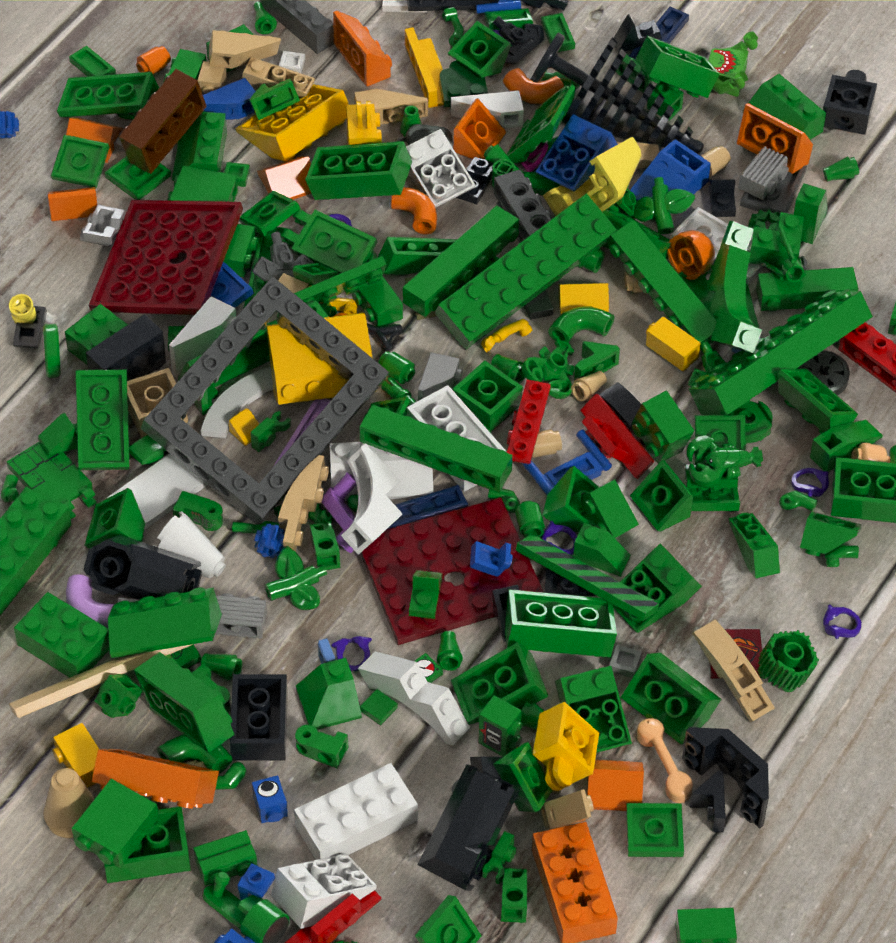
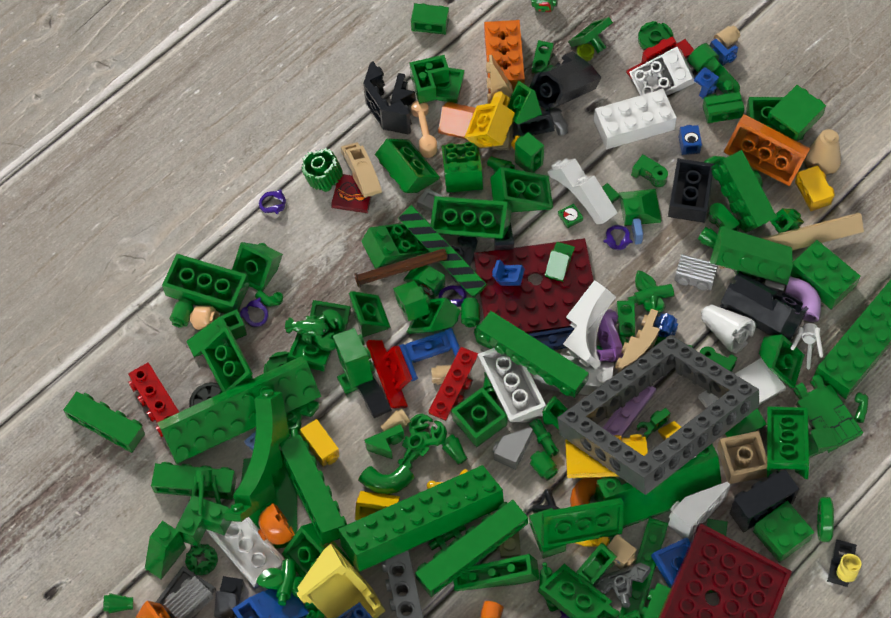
camera: 165 degrees left, 10 degrees up
(78, 554) = (810, 334): none -> white plant
(449, 653) = (550, 223): green cone -> none
(636, 550) = (400, 267): none -> reddish brown axle
(681, 806) = (426, 74): none -> green brick
(756, 545) = (313, 268): green slope -> none

